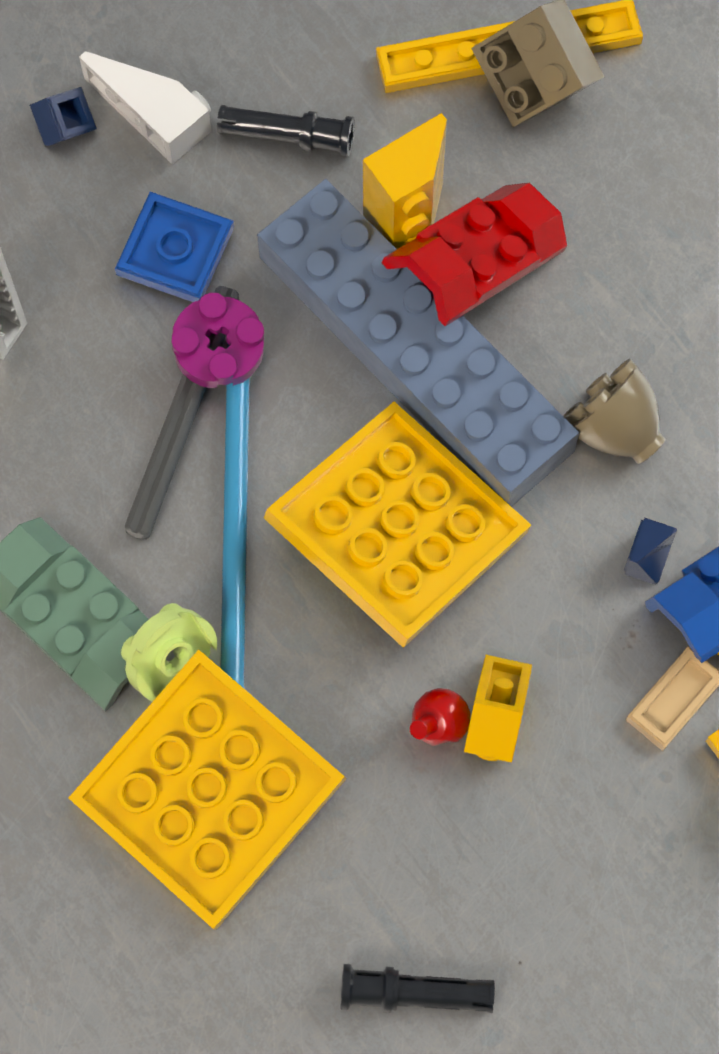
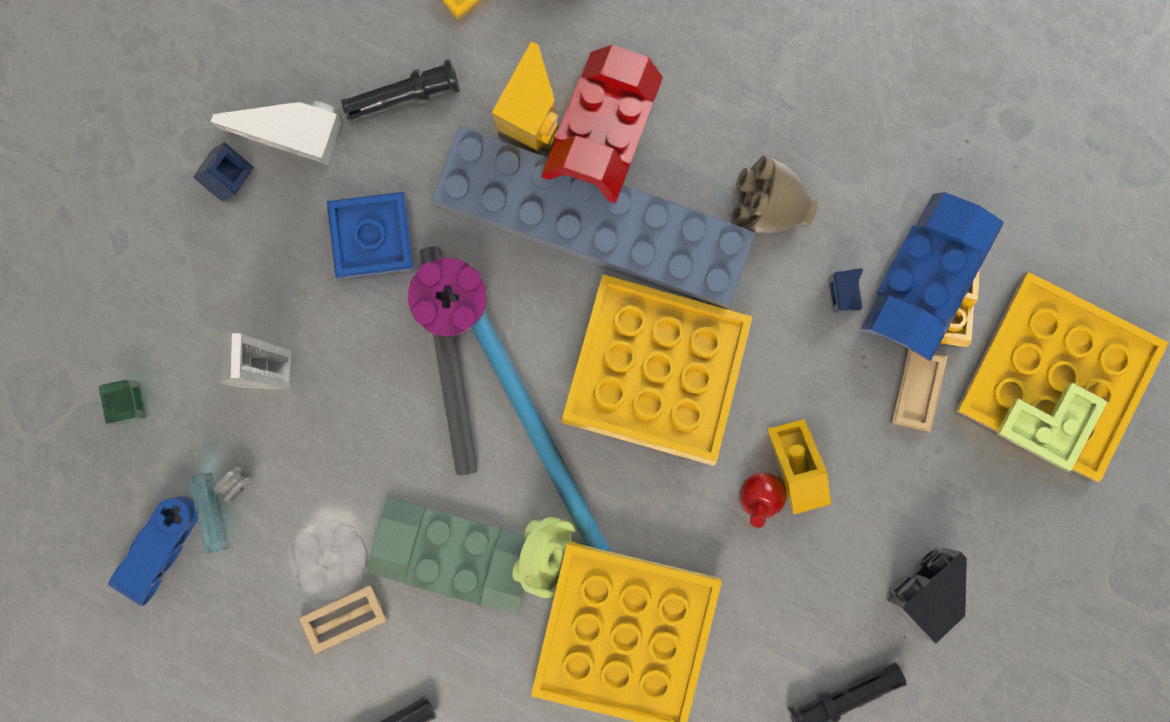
camera: 25 degrees left, 15 degrees up
(569, 917) = (934, 595): none -> black slope

